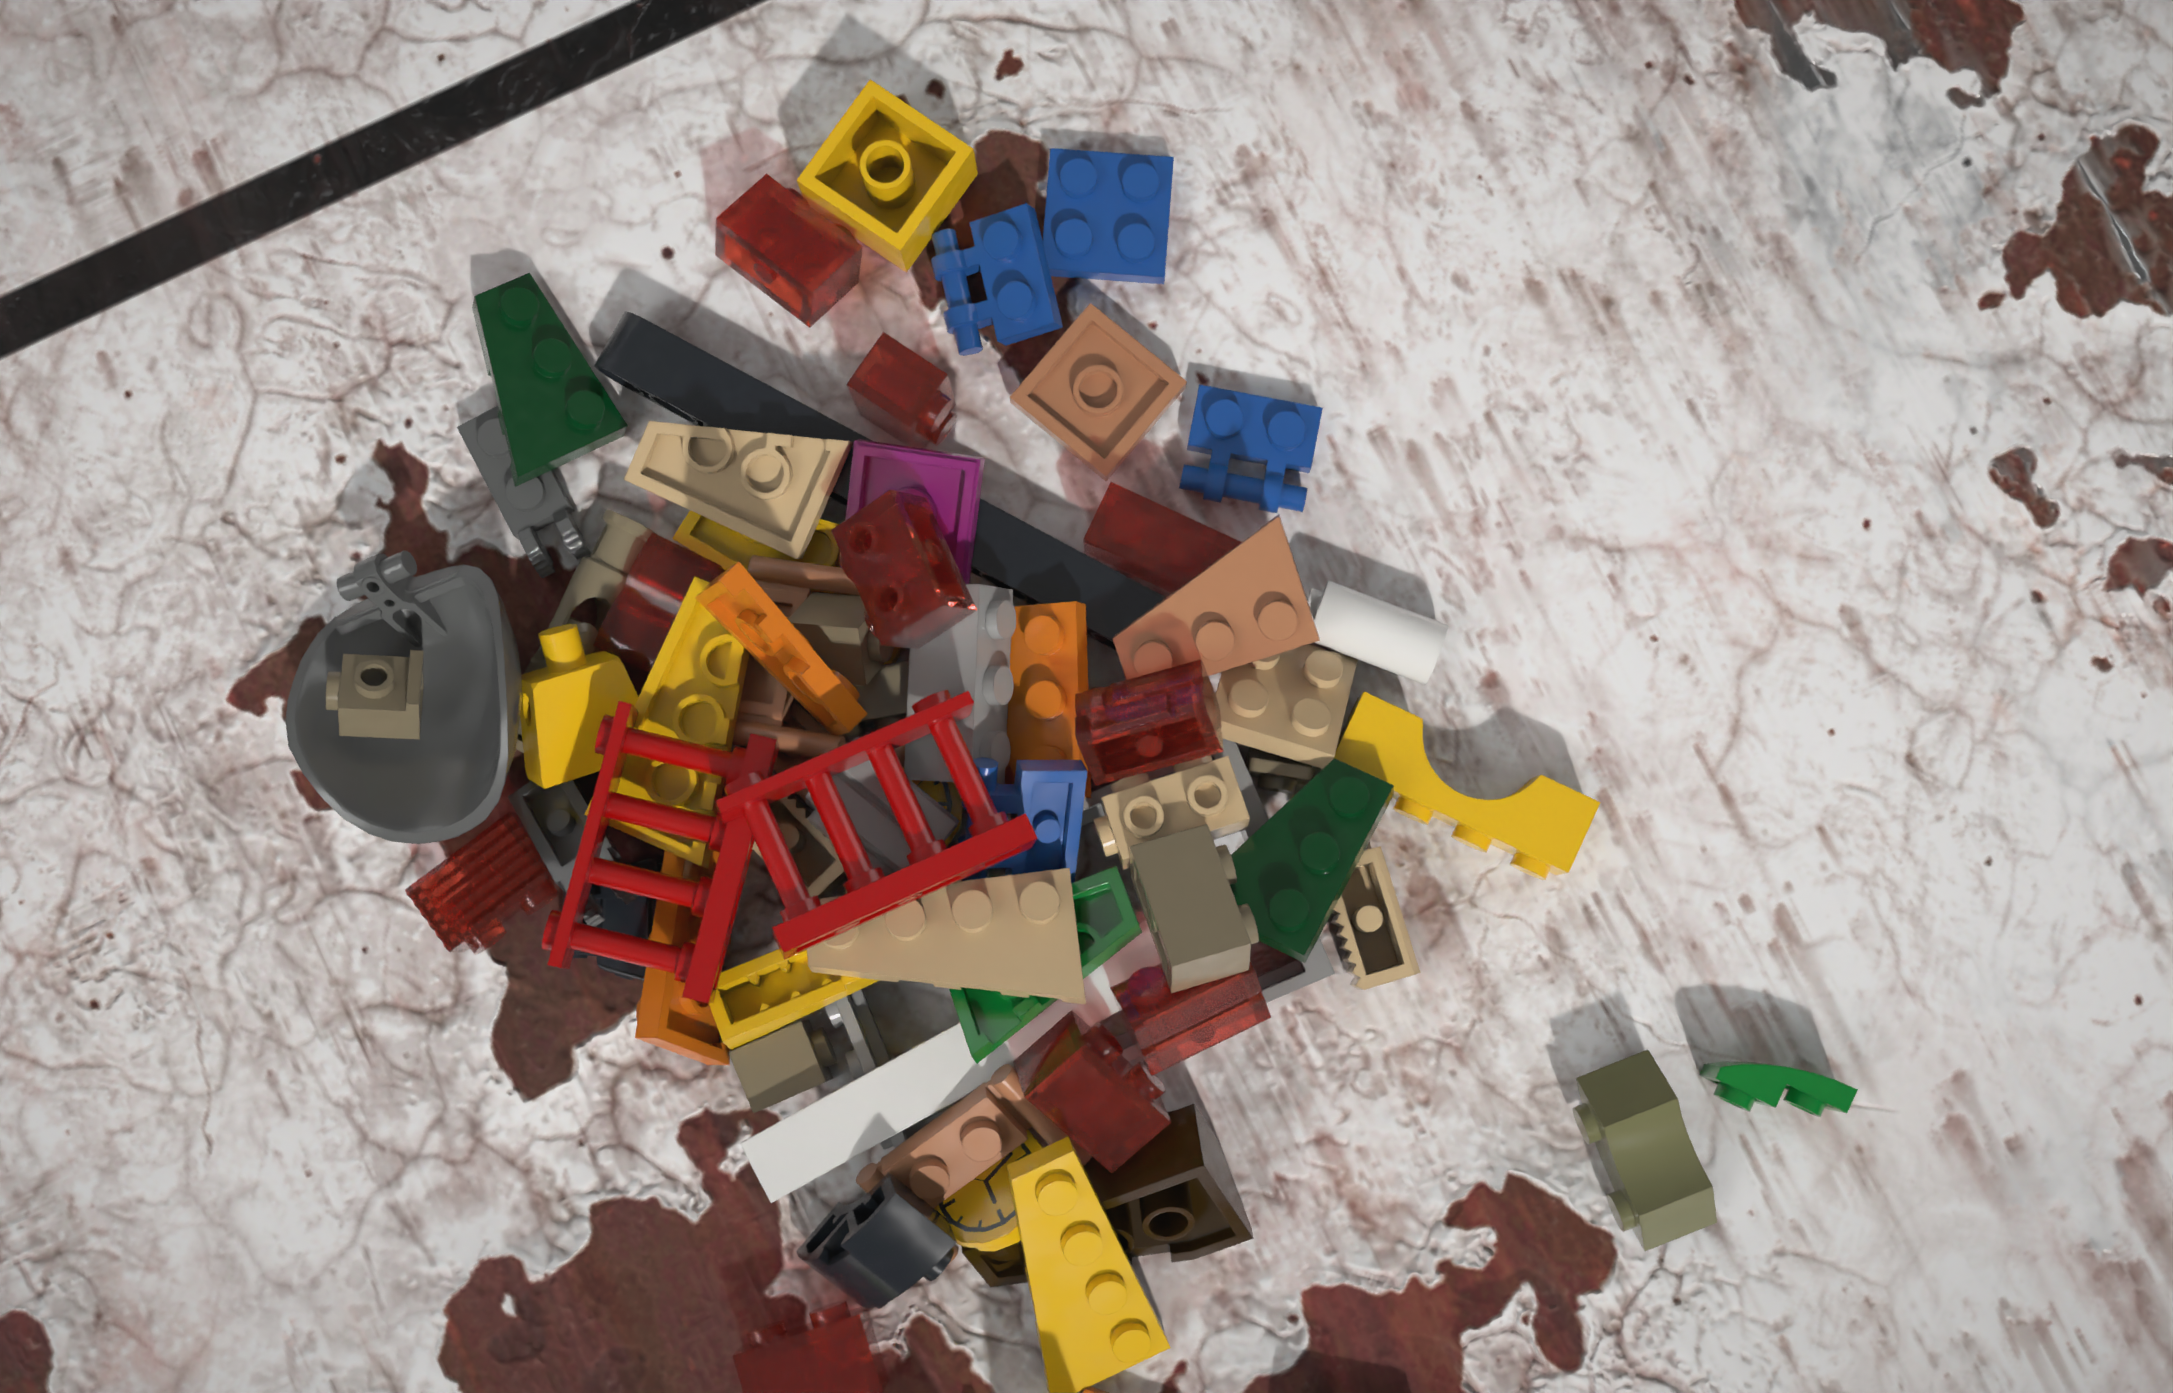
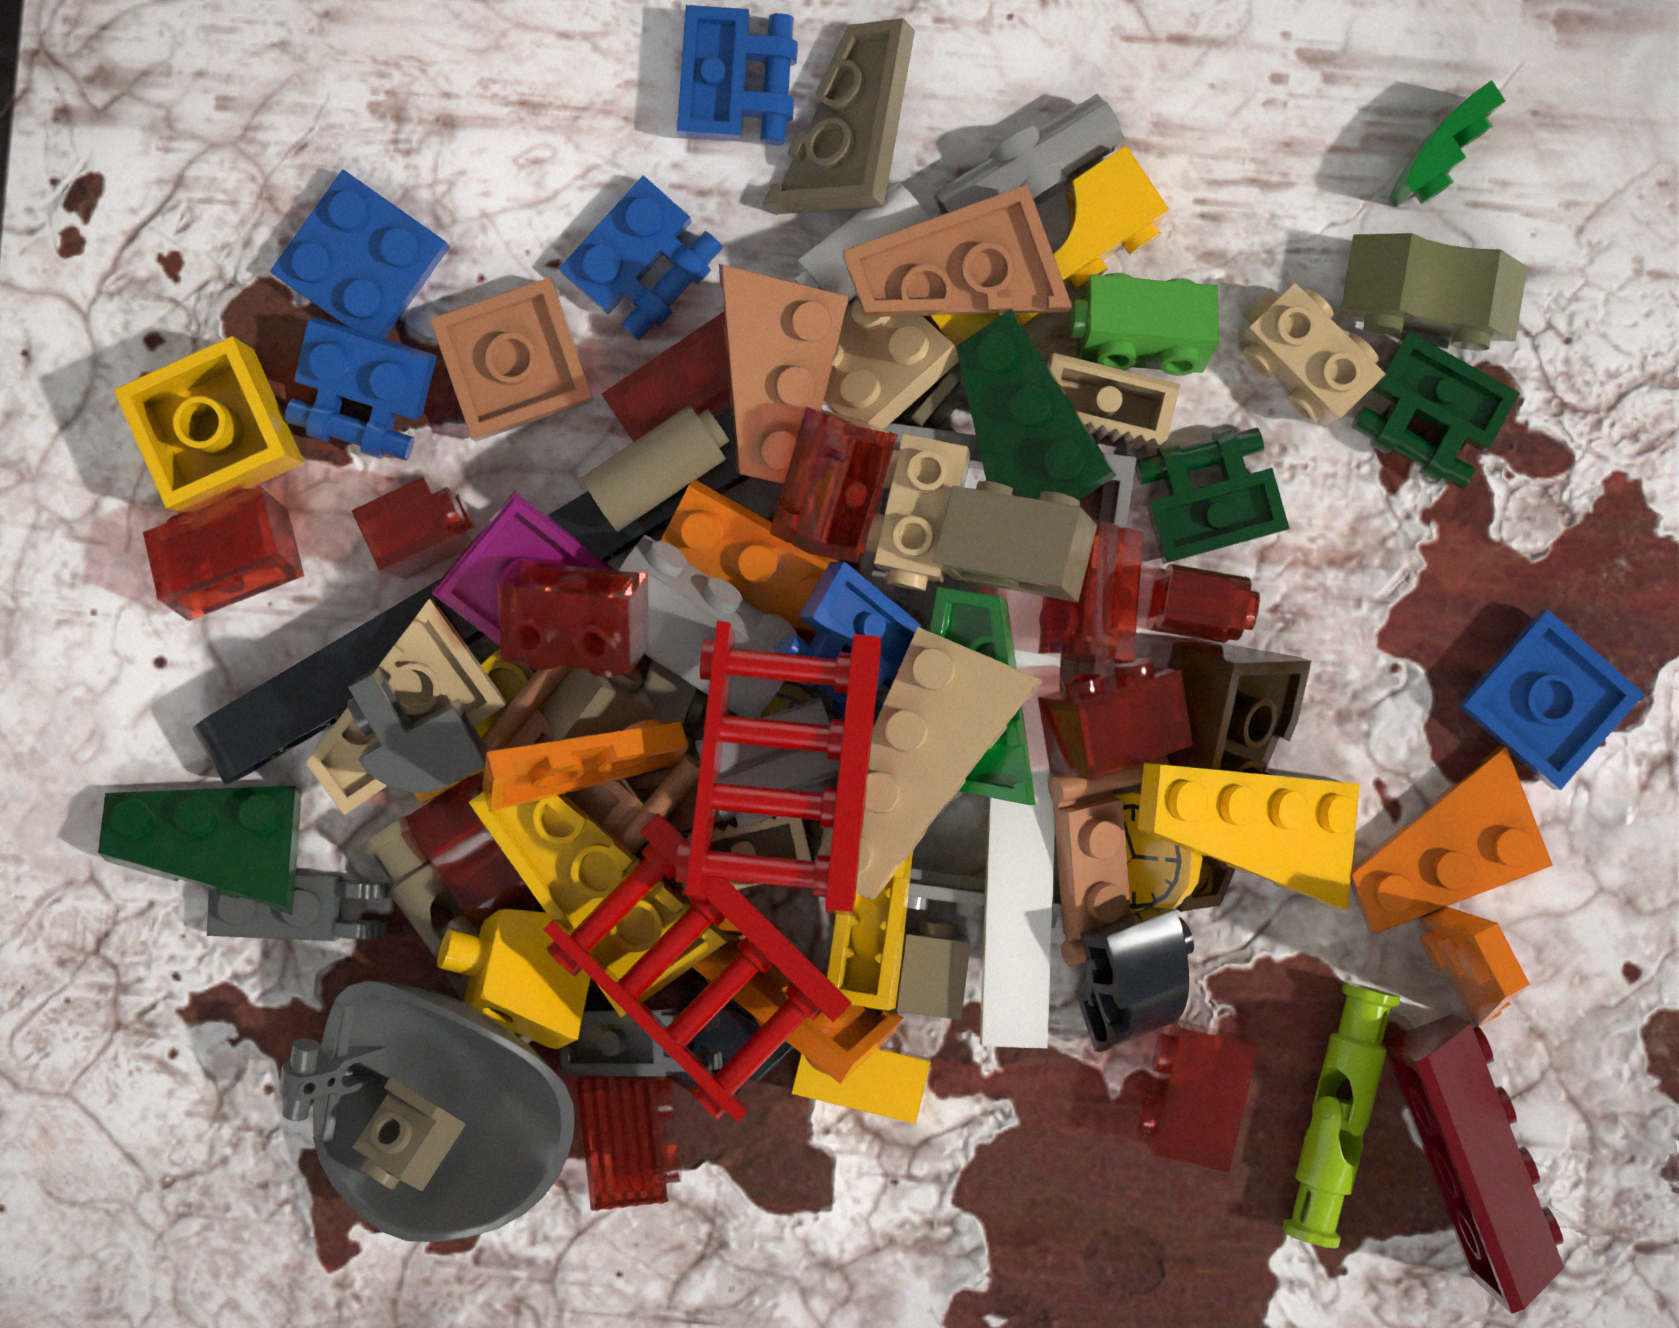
camera: 60 degrees left, 5 degrees up
(659, 1080) = (884, 1085): none -> yellow tile
(706, 501) = (415, 754): none -> dark grey brick
(1075, 564) = (656, 466): none -> dark tan brick
(1242, 1108) = (1202, 603): none -> clear red brick
(1331, 1076) = (1216, 514): none -> dark green plate
(1408, 720) = (962, 264): none -> nougat wing
(1447, 416) = (715, 75): none -> blue plate
(1457, 913) = (1146, 323): none -> bright green brick
(1465, 563) = (853, 133): none -> dark tan wing
(1520, 1073) = (1309, 354): none -> tan brick
(1532, 732) = (1039, 157): none -> light grey piece
(1560, 1216) = (1443, 392): none -> dark green plate

